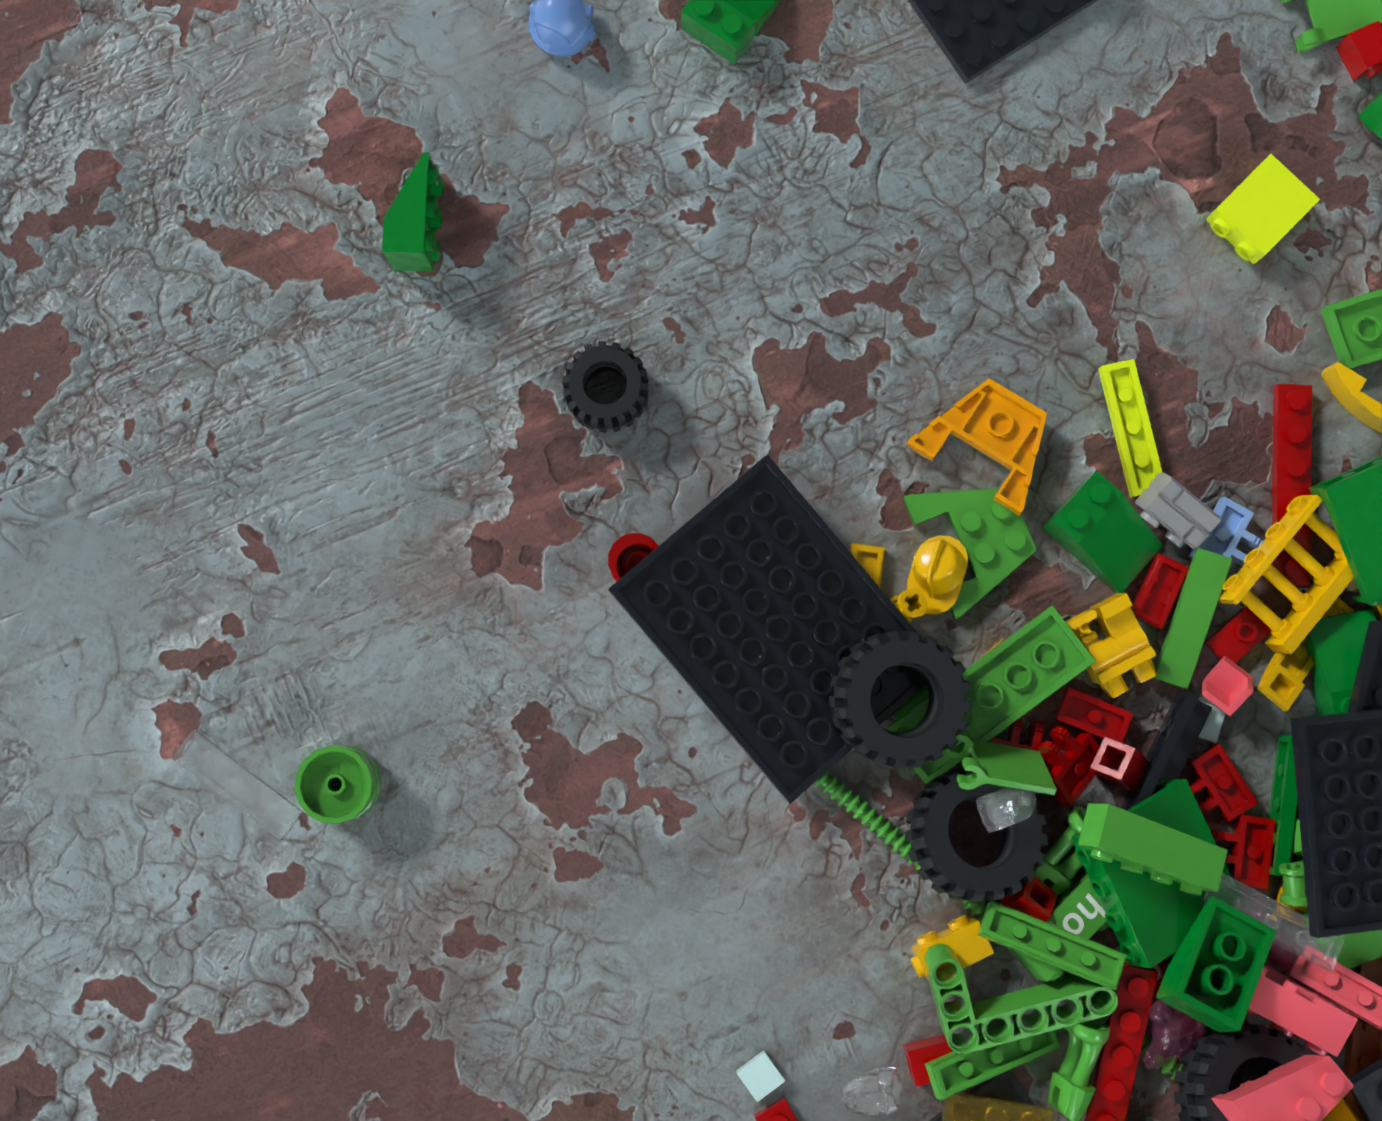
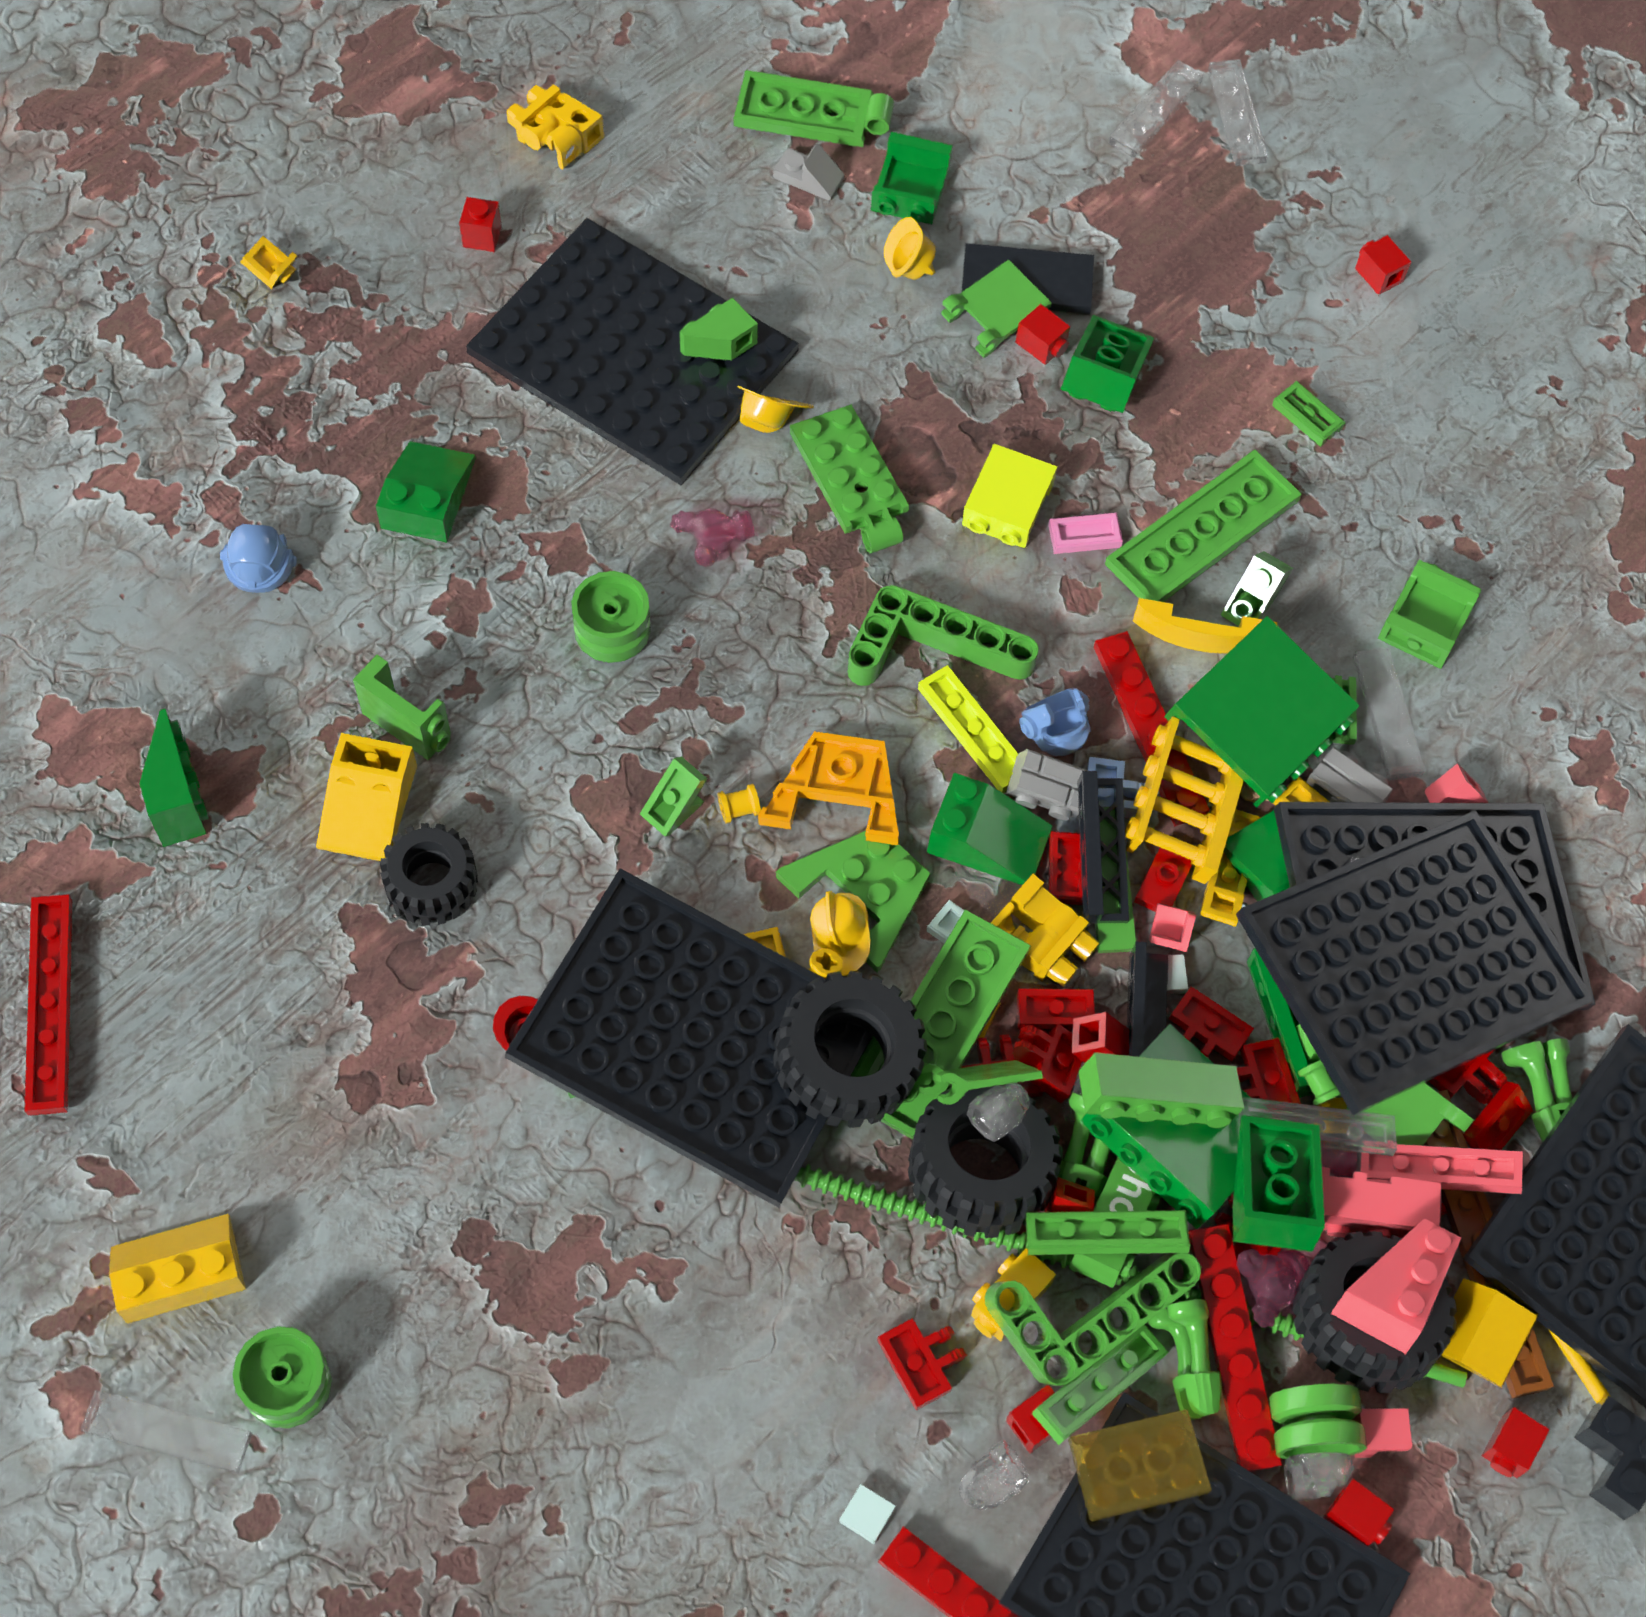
camera: 25 degrees left, 20 degrees down
(255, 381) = (48, 1005): none -> red plate
(285, 651) = (175, 1269): none -> yellow slope
(576, 293) = (365, 796): none -> yellow slope
(617, 197) = (423, 730): none -> bright green panel
(842, 394) = (674, 797): none -> bright green slope
(848, 972) = (915, 1363): none -> red hinge
(853, 179) = (611, 616): none -> bright green wheel
(896, 421) = (739, 803): none -> yellow bush
(975, 145) = (713, 531): none -> clear pink animal
(1034, 601) = (945, 921): none -> light aqua tile
(1074, 39) = (766, 412): none -> yellow piece
(1120, 117) = (847, 459): none -> bright green hinge
(1137, 325) = (936, 635): none -> bright green beam
(1190, 590) = (1092, 845): none -> black fence
(1210, 453) = (1058, 722): none -> medium blue helmet
(1316, 271) = (1085, 533): none -> bright pink tile

